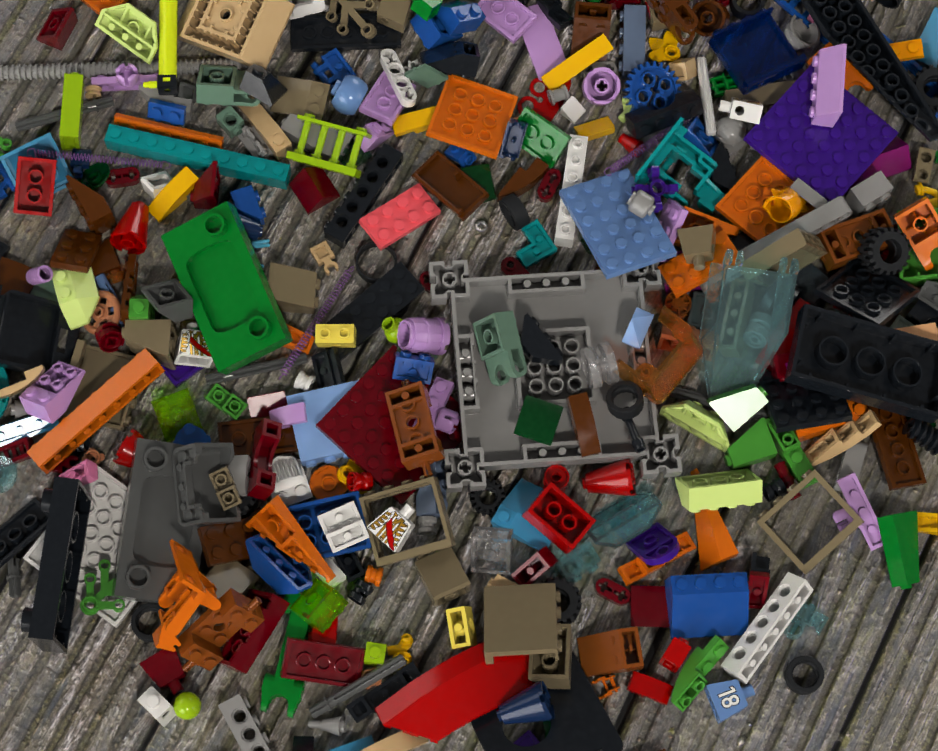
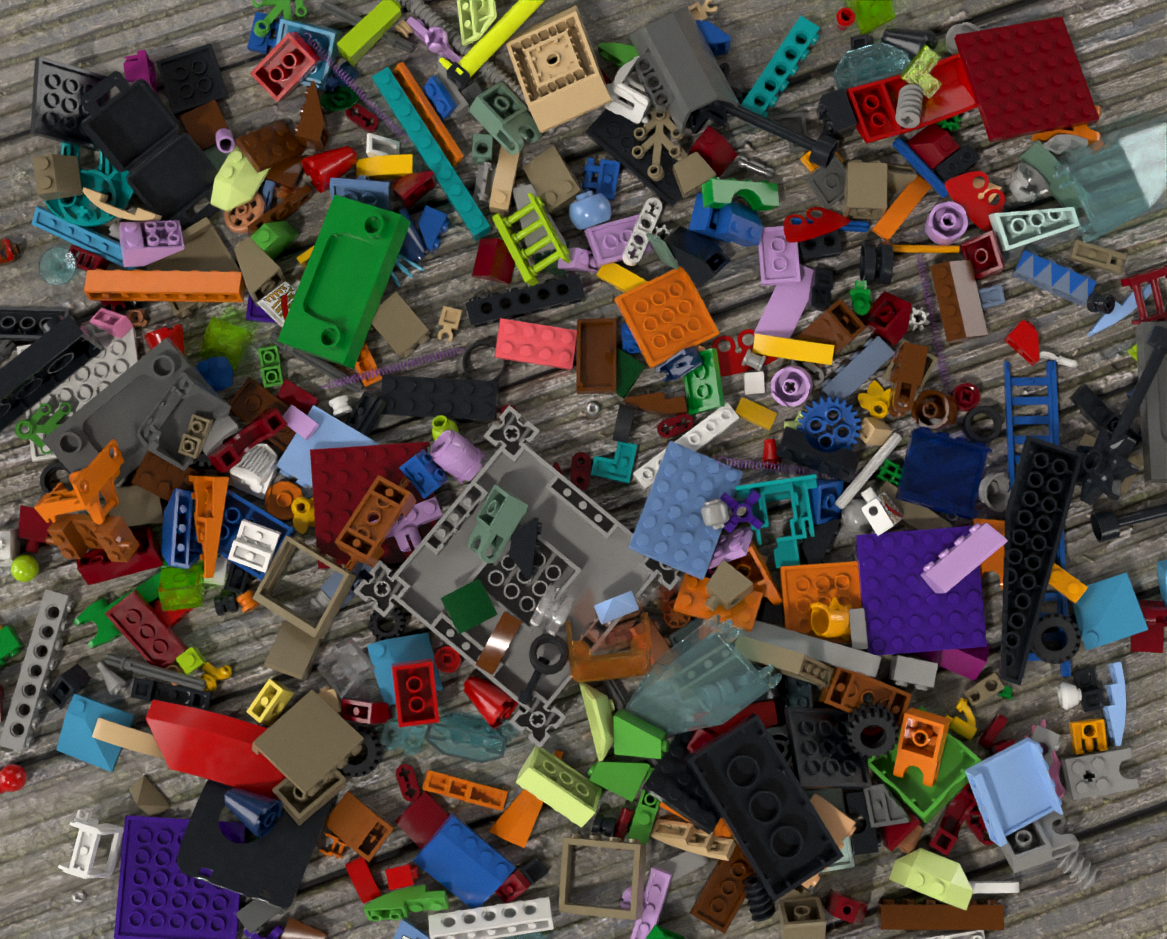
camera: 50 degrees right, 10 degrees up
(109, 337) = (230, 235): dark red wheel -> none
(170, 299) = (292, 250): dark grey slope -> none
(177, 216) = (361, 190): none -> medium blue plate
(262, 85) = (526, 144): black slope -> none
(335, 335) = (392, 394): light yellow brick -> none
(360, 481) = (302, 522): red wheel -> none
(393, 526) = (286, 583): torso -> none
(654, 545) = (468, 779): dark purple tile -> none

